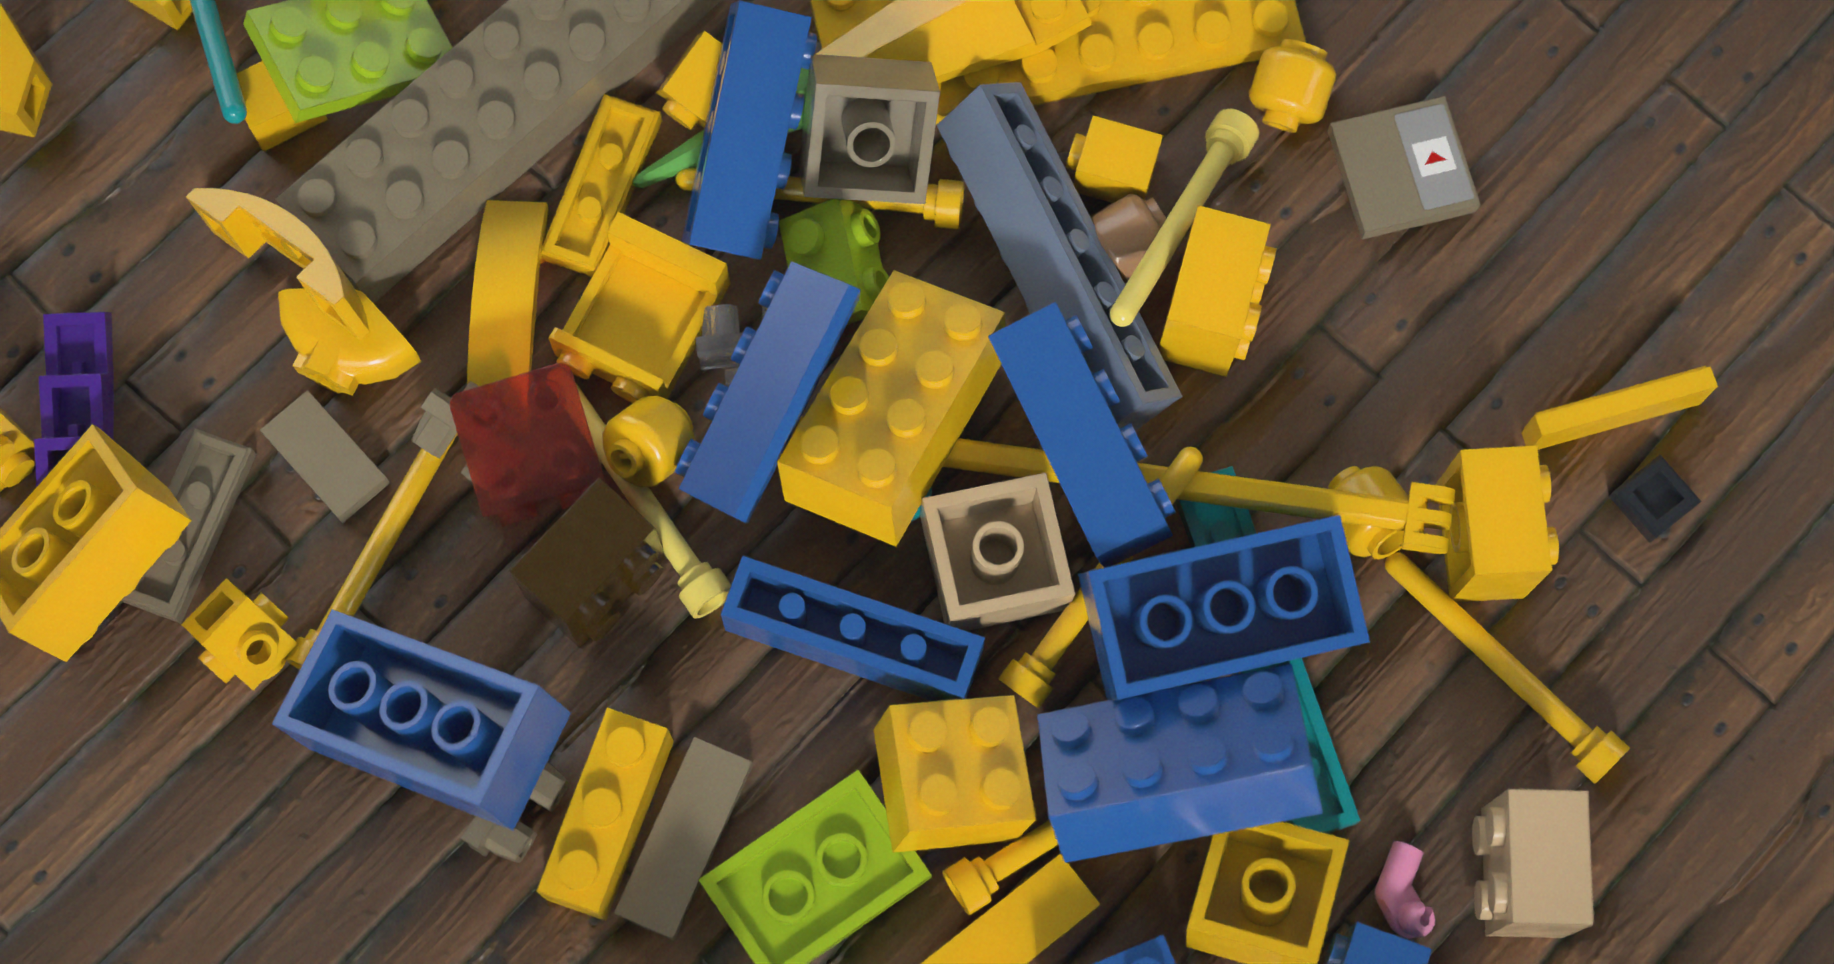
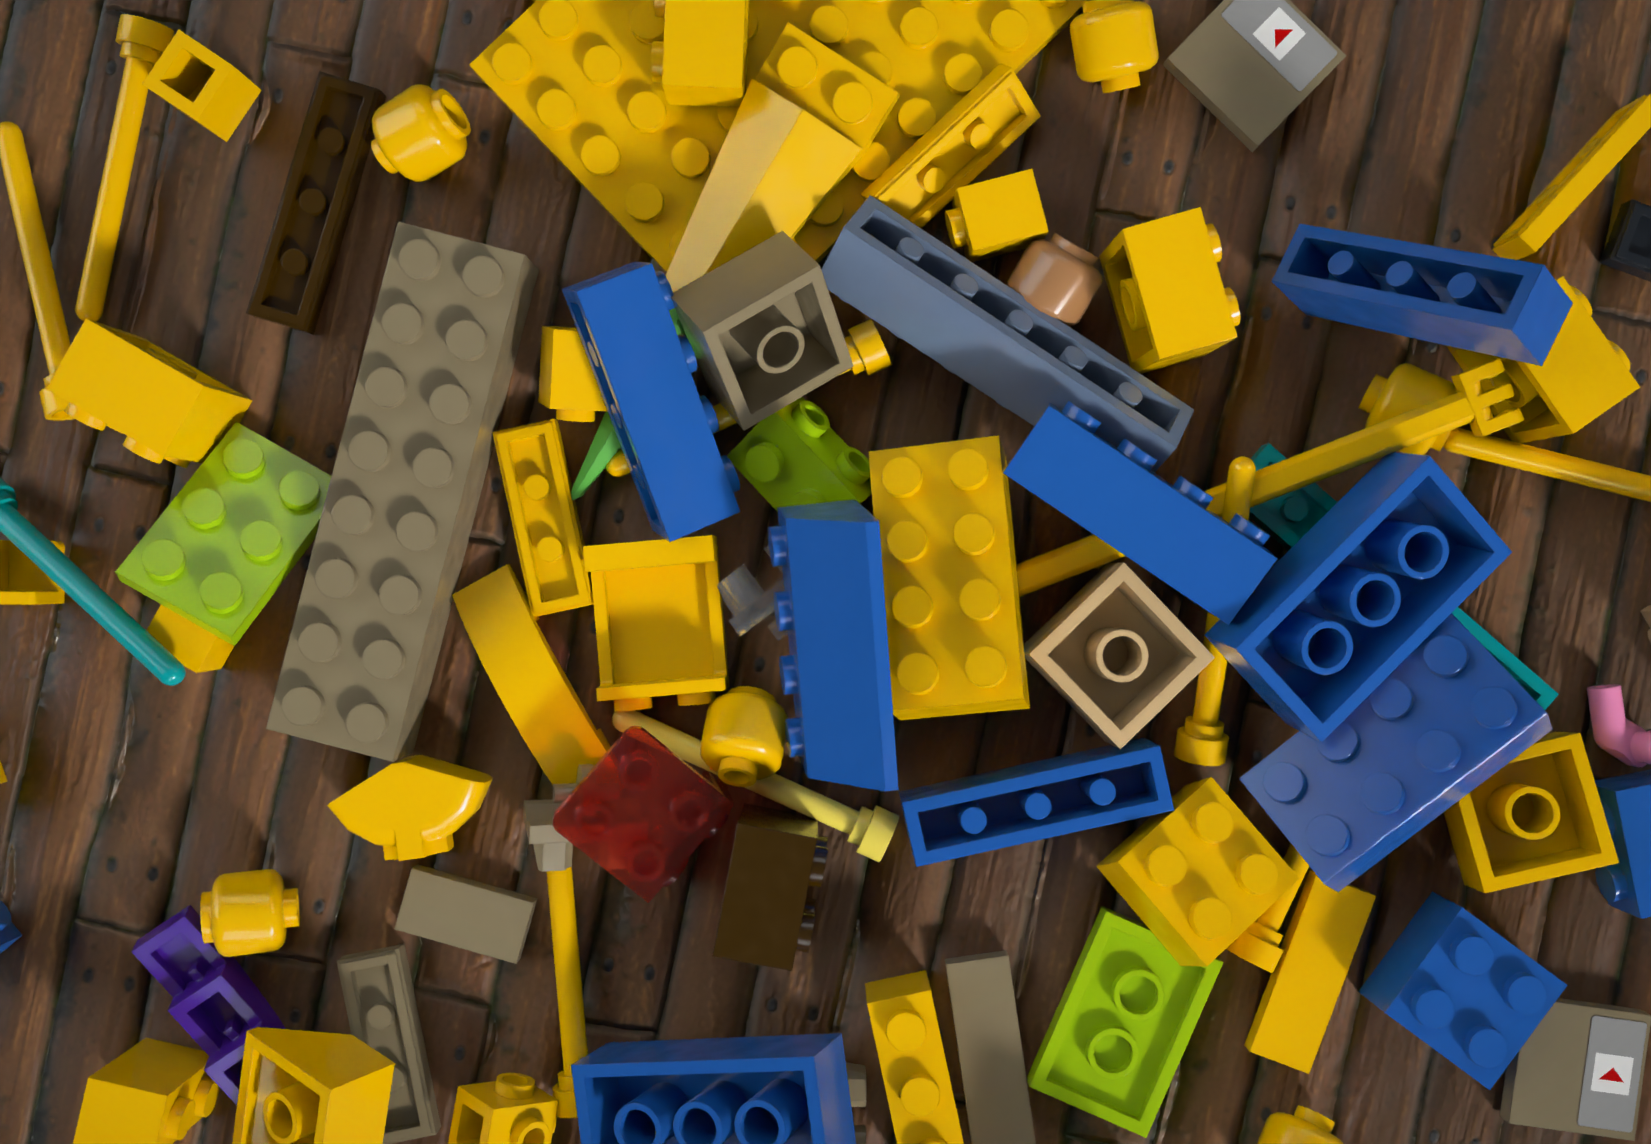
camera: 30 degrees left, 15 degrees up
(154, 344) = (248, 912): none -> yellow head
(251, 221) = (368, 784): yellow slope -> none
(1117, 92) = (956, 148): none -> yellow tile
(1227, 141) = (1085, 131): light yellow piece -> none
(1413, 393) = (1425, 292): none -> blue brick

